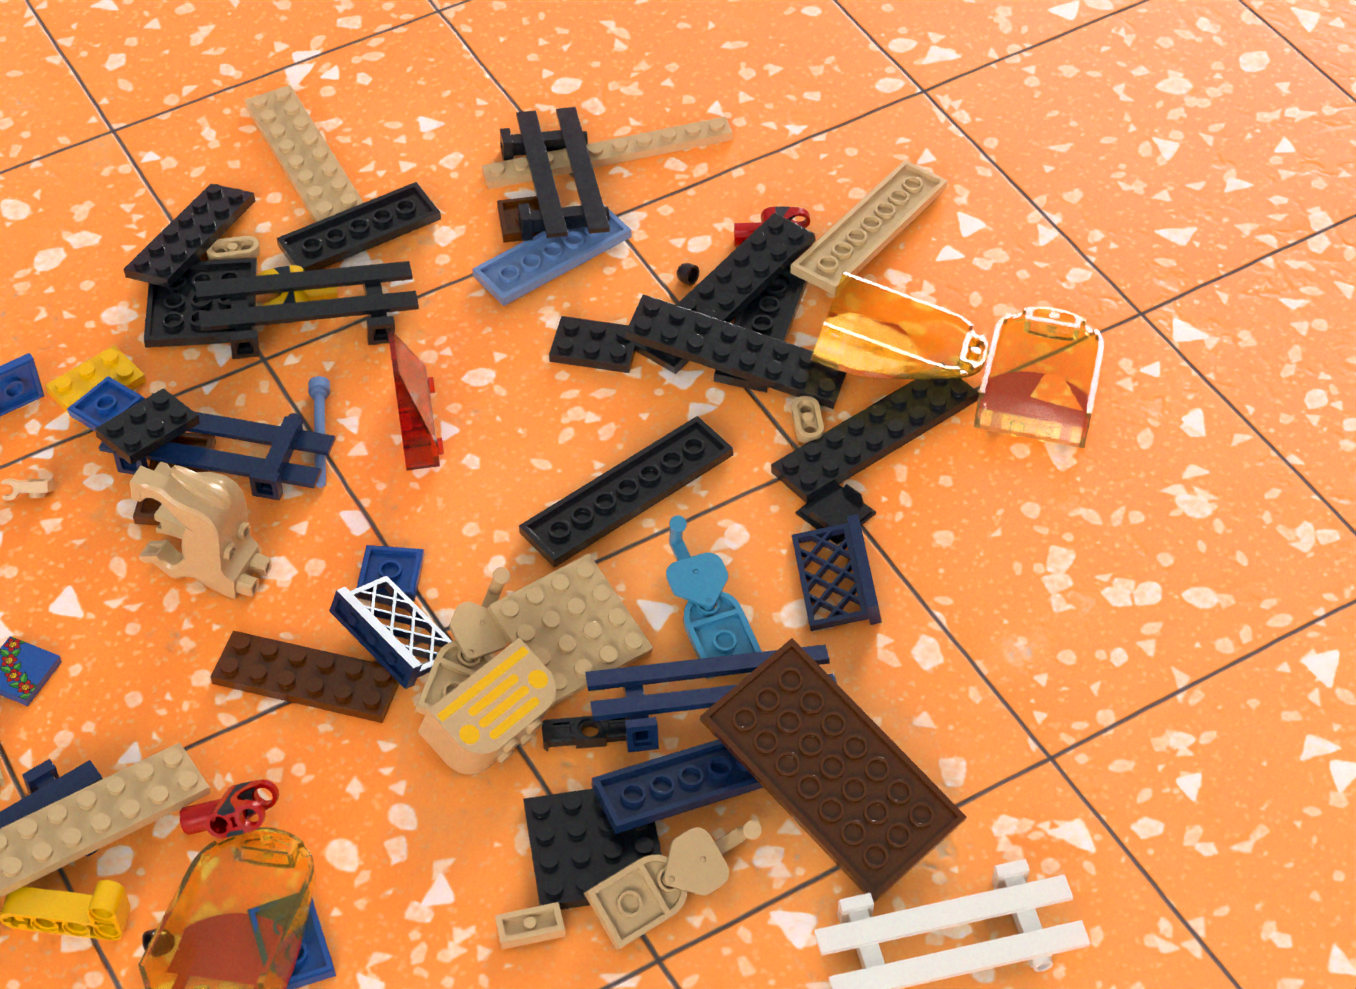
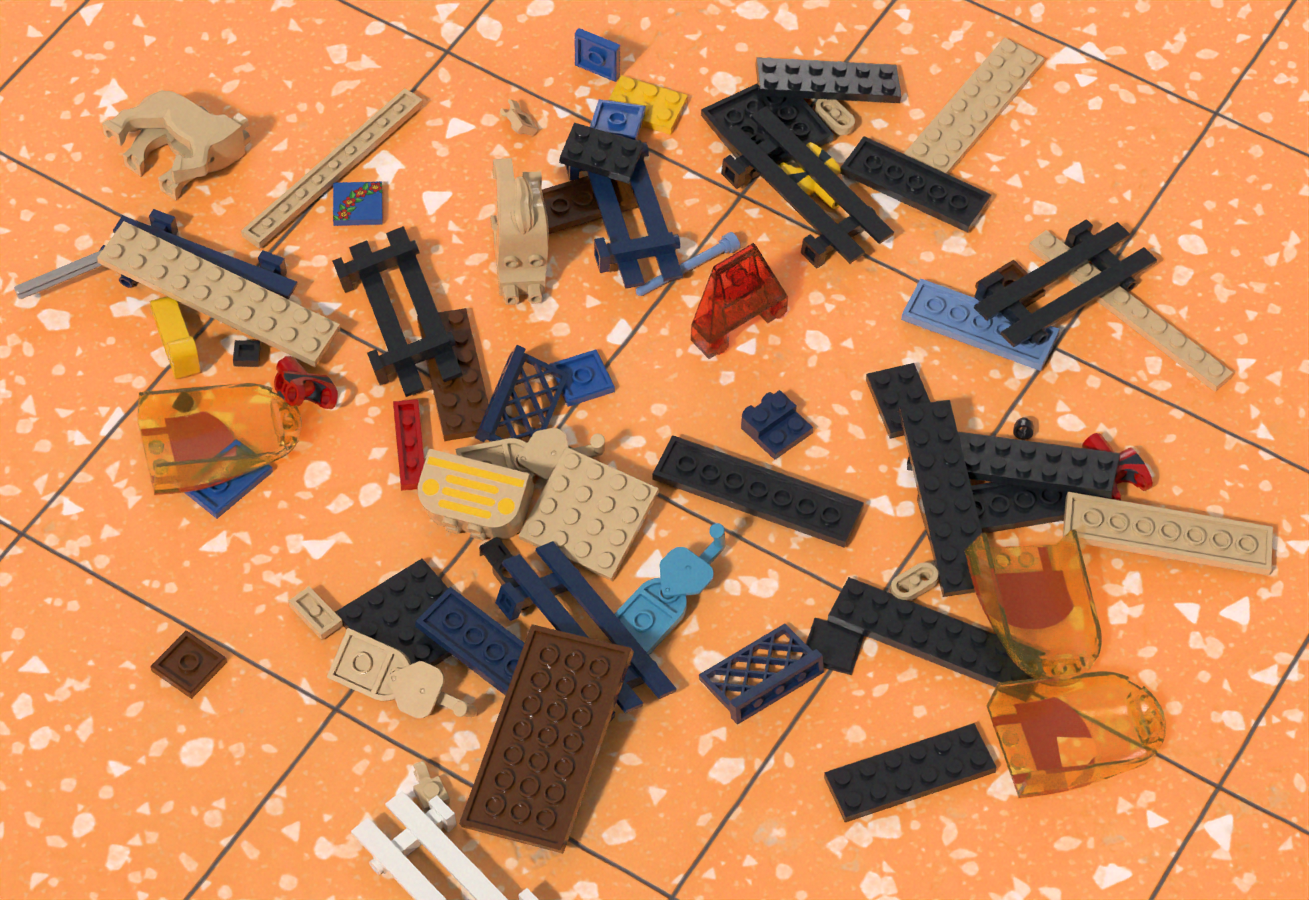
camera: 60 degrees right, 5 degrees up
(140, 852) = (246, 353): none -> black plate
(253, 714) = (400, 355): none -> black fence
(371, 750) = (408, 442): none -> red plate
(558, 445) = (775, 424): none -> dark blue plate
(815, 911) = (428, 787): none -> tan plate
(1012, 516) = (909, 772): none -> black plate

